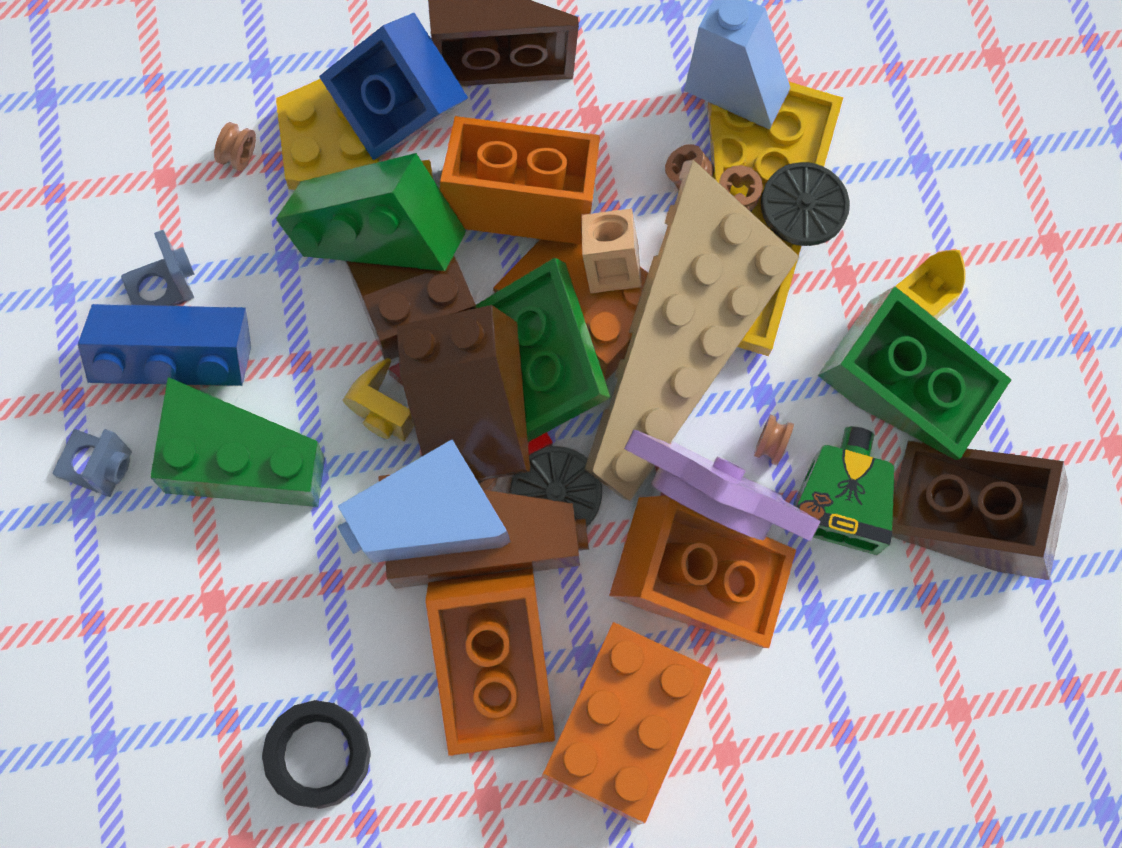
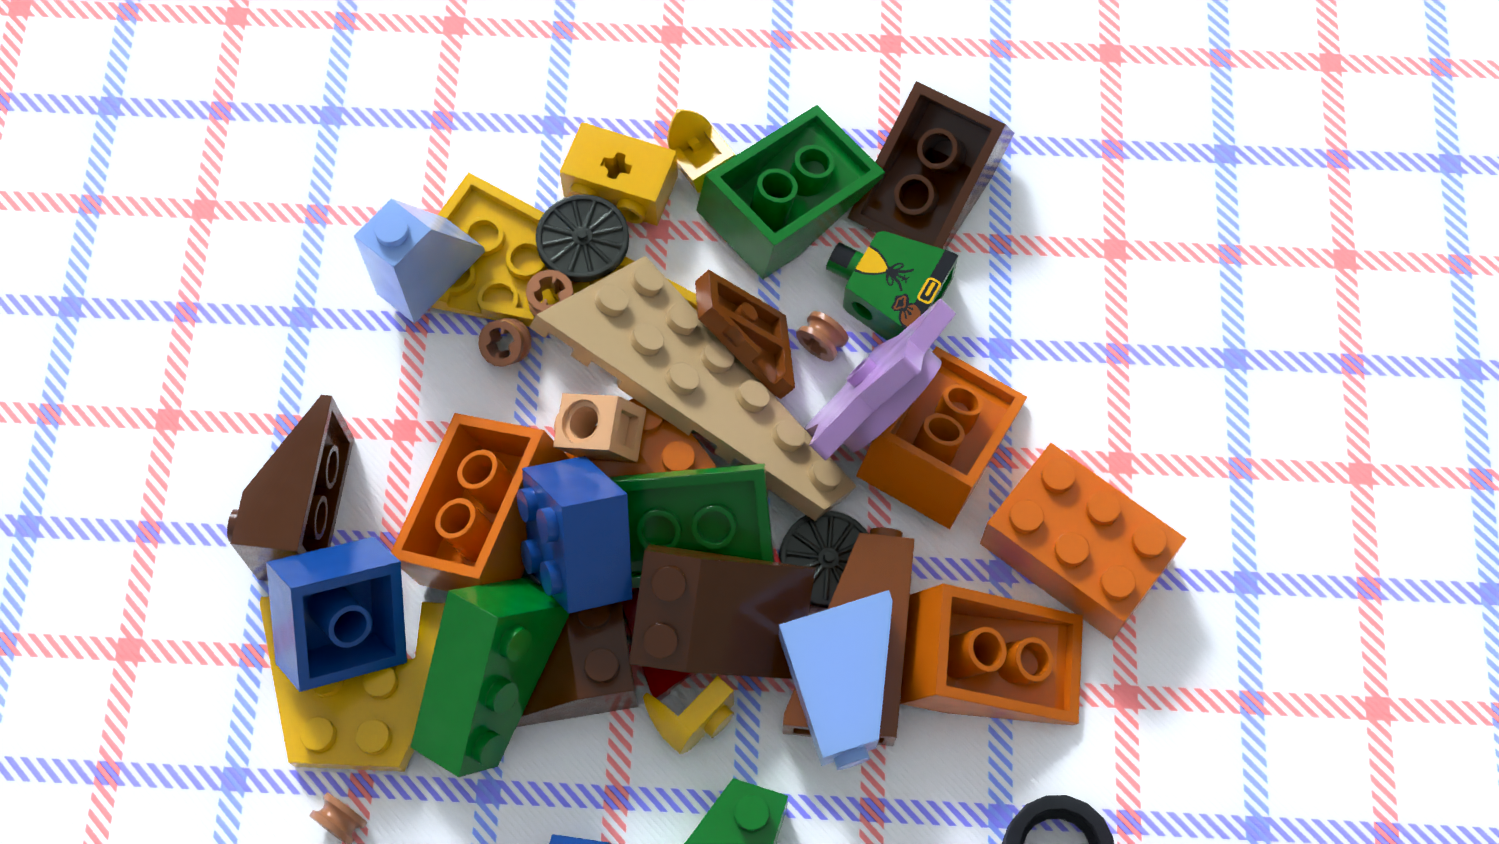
camera: 70 degrees left, 5 degrees down
(499, 247) = (576, 533): none -> blue brick
(753, 366) = (748, 329): none -> dark orange wing
(883, 224) = (621, 170): none -> yellow brick

